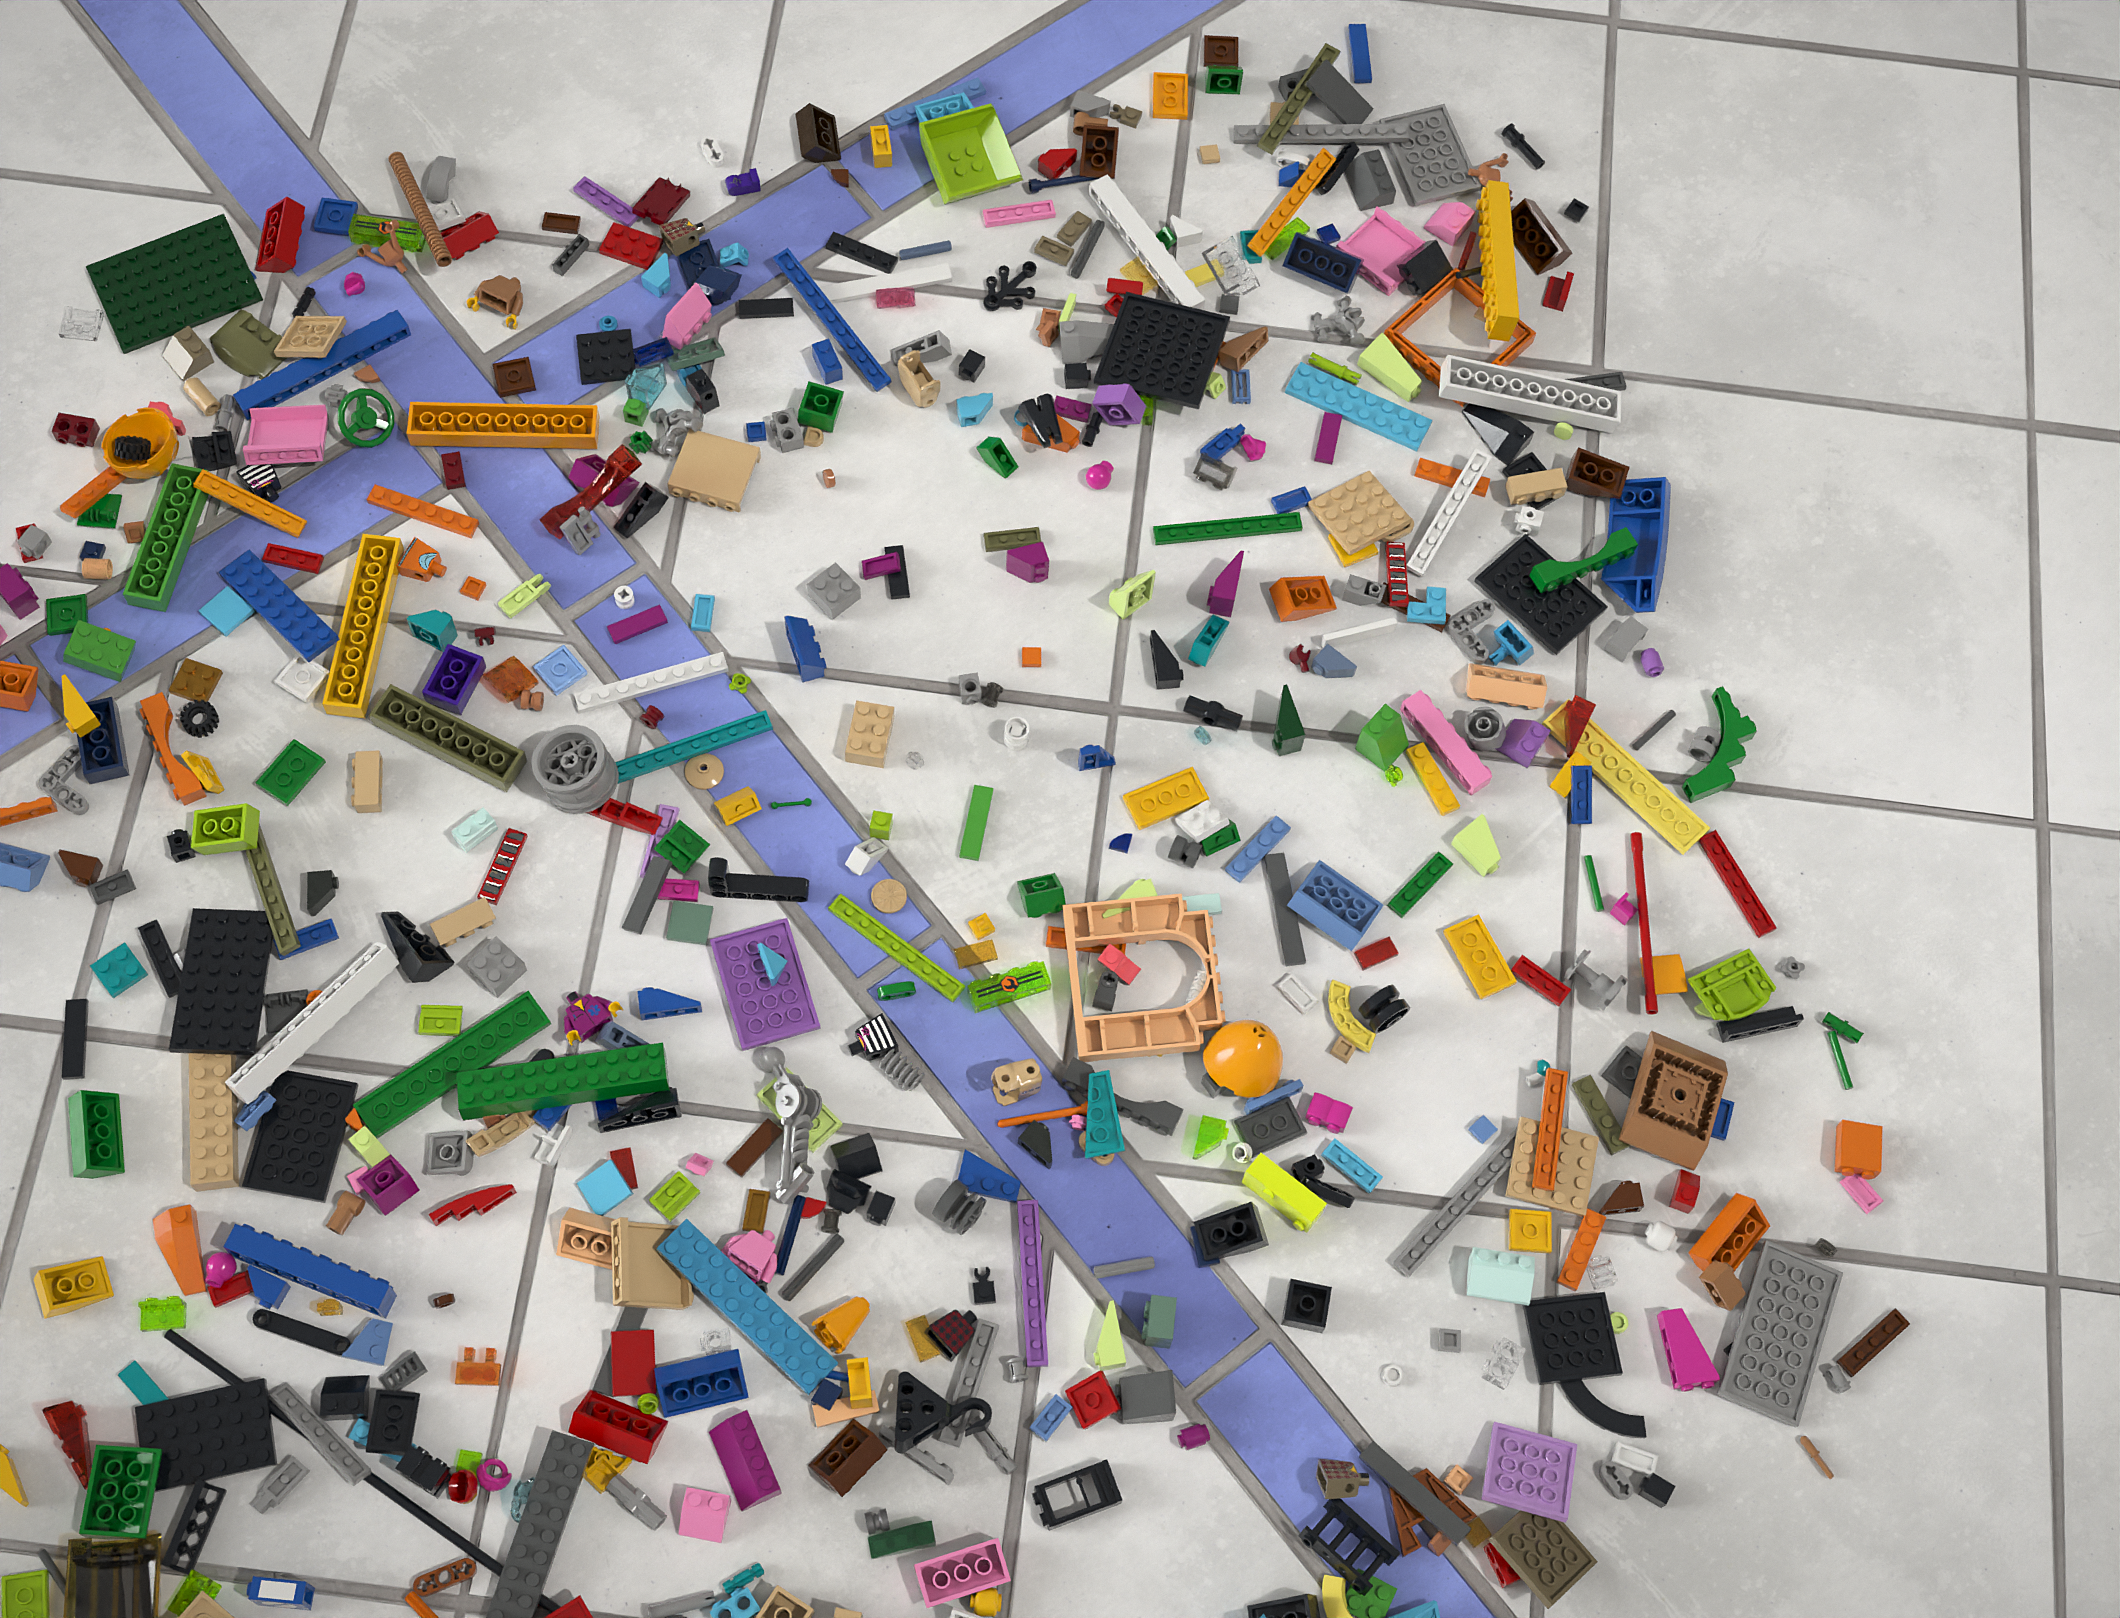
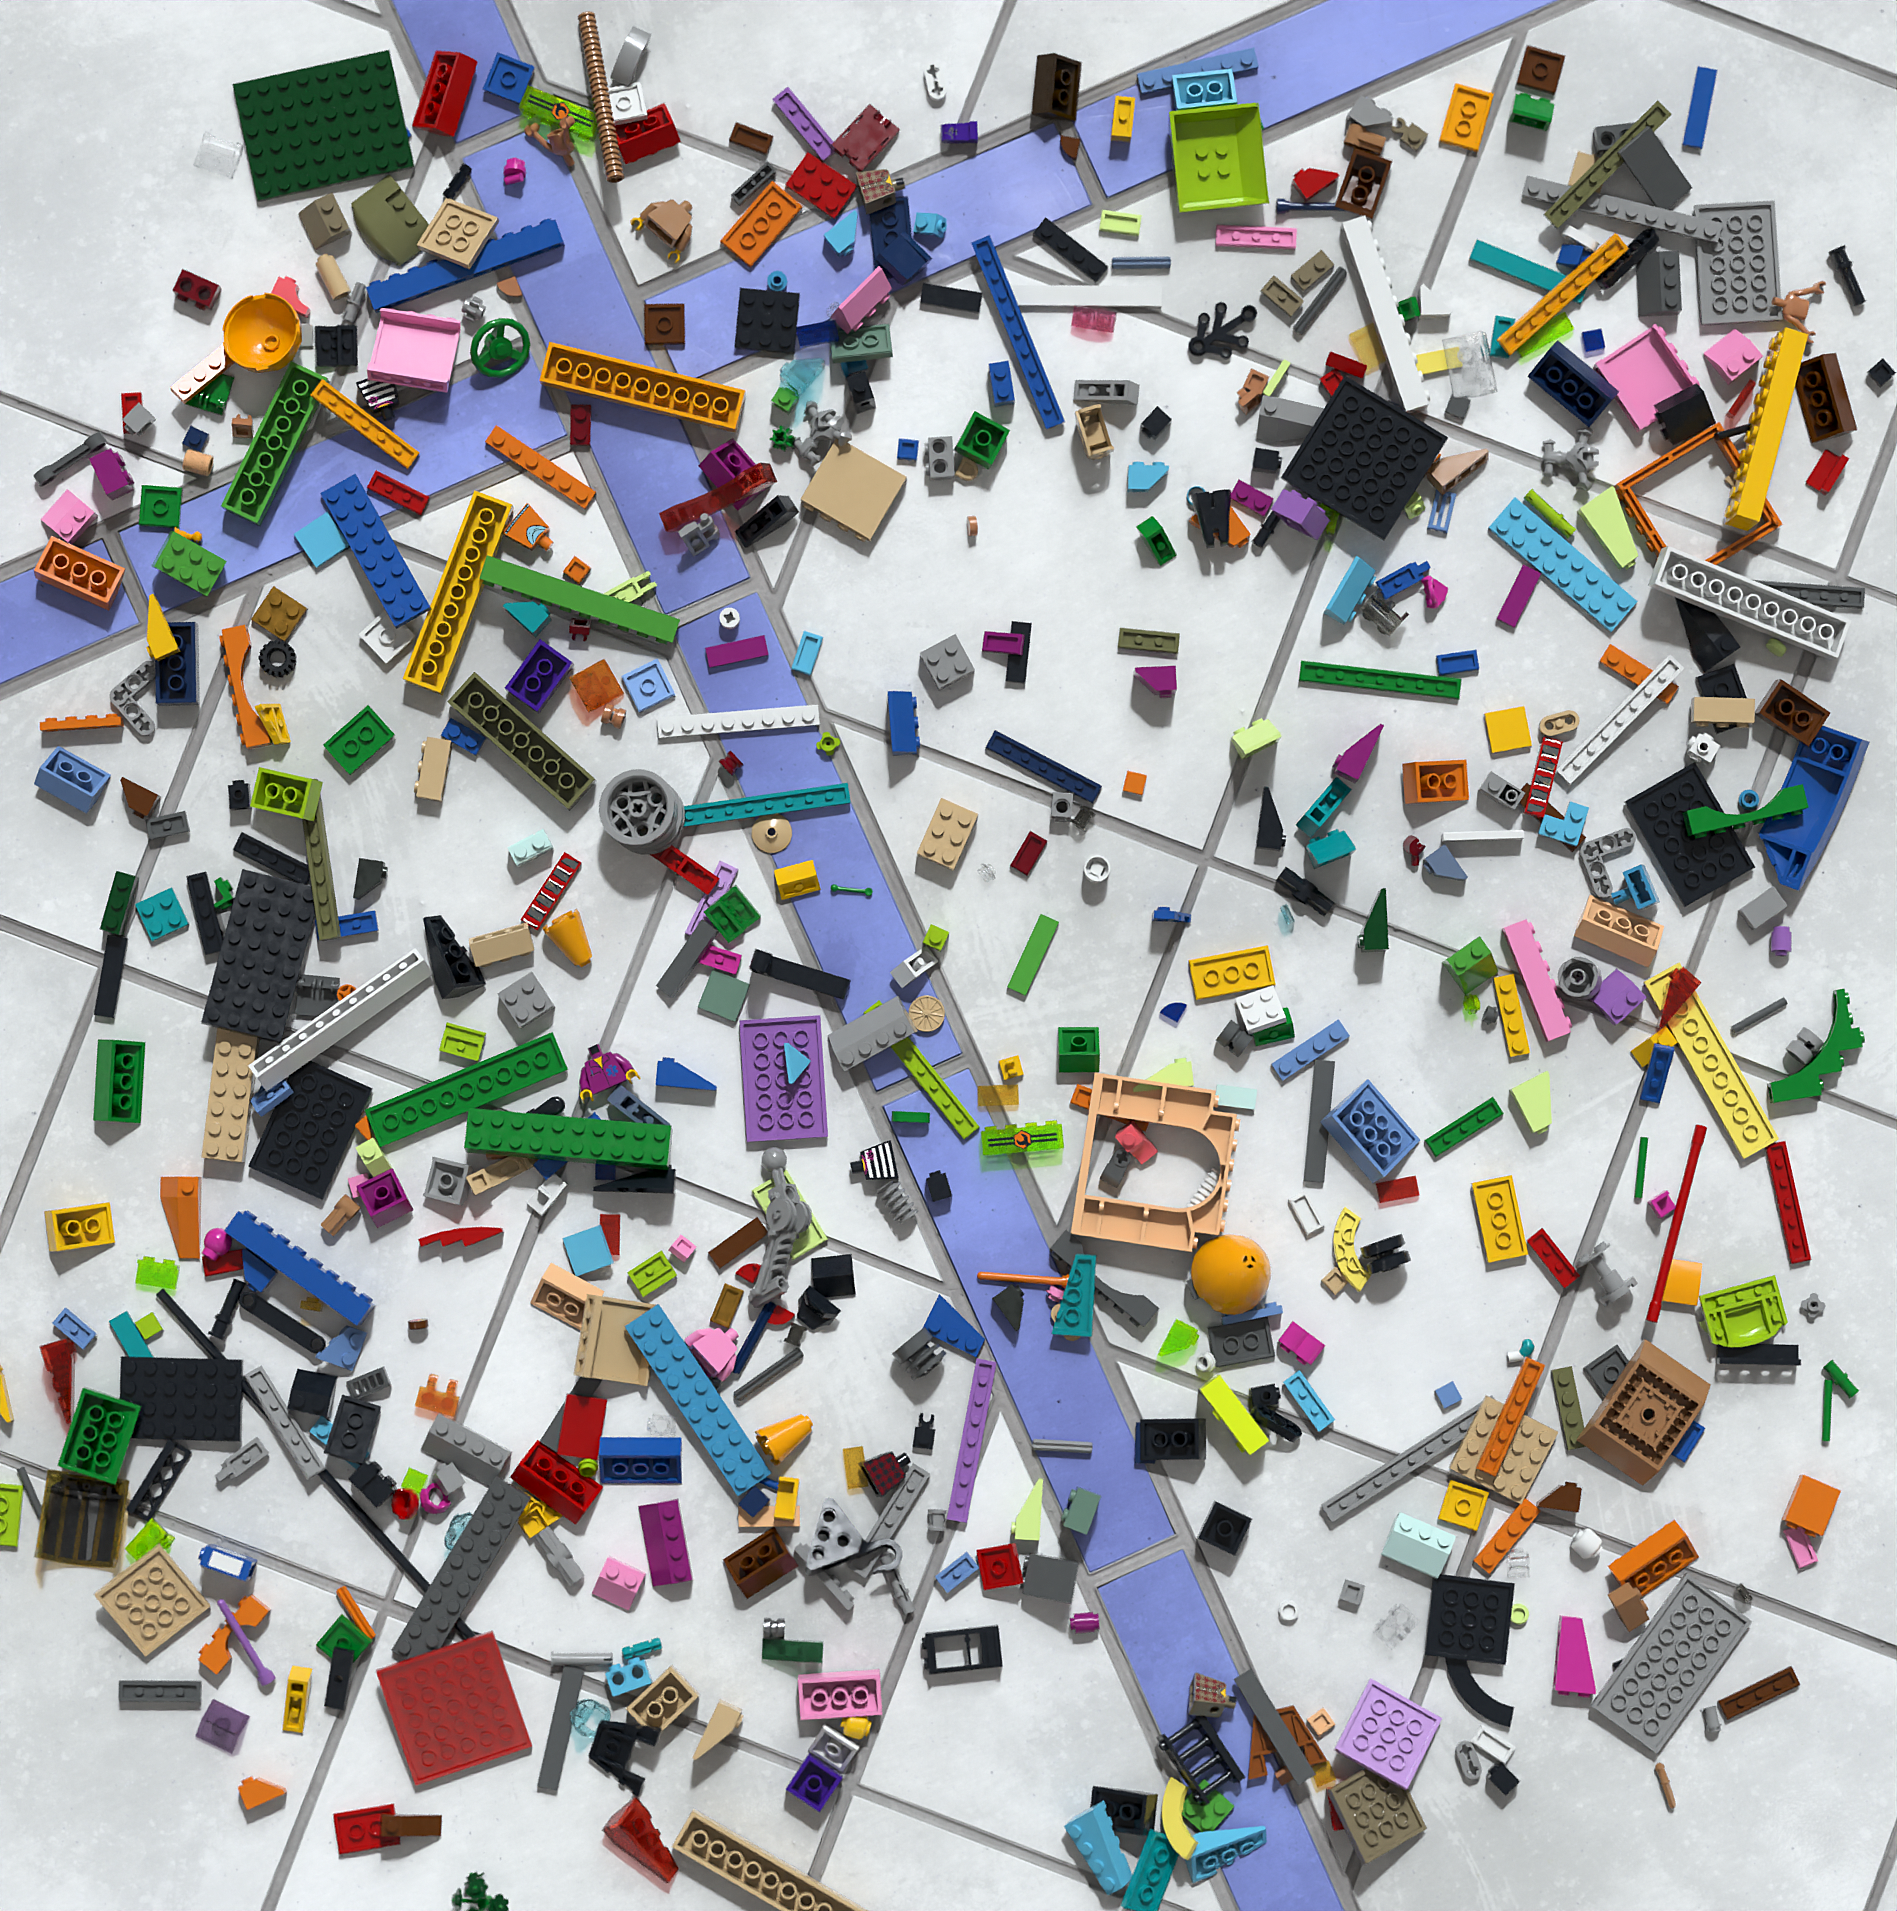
camera: 15 degrees right, 20 degrees up
(73, 966) = (119, 903): none -> dark green brick
(81, 1390) = (74, 1328): none -> medium blue plate
(132, 448) = (253, 335): black tyre -> none
(161, 1370) = (149, 1325): none -> lime tile
(178, 931) = (225, 889): none -> green bracket
(221, 895) = (272, 858): none -> black tile
(240, 1341) = (224, 1319): none -> black pin
(393, 749) = (463, 736): none -> blue plate
(436, 1573) = (360, 1588): dark orange beam -> none
(478, 603) = (580, 599): none -> bright green brick
(504, 1449) = (448, 1478): none -> light grey brick
(515, 1415) = (466, 1449): none -> light grey slope
(529, 900) = (570, 937): none -> light orange cone
(584, 285) = (761, 224): none -> orange tile
(771, 1173) = (749, 1272): none -> red tile
(841, 923) = (871, 1033): none -> light grey slope
(880, 1208) = (844, 1334): black brick -> none
(899, 225) = (1120, 223): none -> yellowish green tile
(939, 1048) = (938, 1186): none -> black brick
(943, 661) = (1043, 766): none -> dark blue tile
(949, 737) = (1028, 853): none -> dark red tile
(1018, 1080) = (1007, 1242): tan piece -> none
(1099, 475) = (1259, 588): dark pink piece -> none
(1180, 459) = (1350, 591): none -> medium azure slope
(1209, 154) = (1489, 206): tan tile -> none
(1226, 671) = (1329, 849): none -> teal slope
(1249, 193) = (1518, 267): none -> teal tile
(1359, 512) = (1524, 696): tan plate -> none
(1413, 781) = (1490, 1015): none -> dark grey plate
(1584, 551) = (1755, 799): none -> dark azure plate
(1685, 1191) = (1627, 1503): red slope -> none

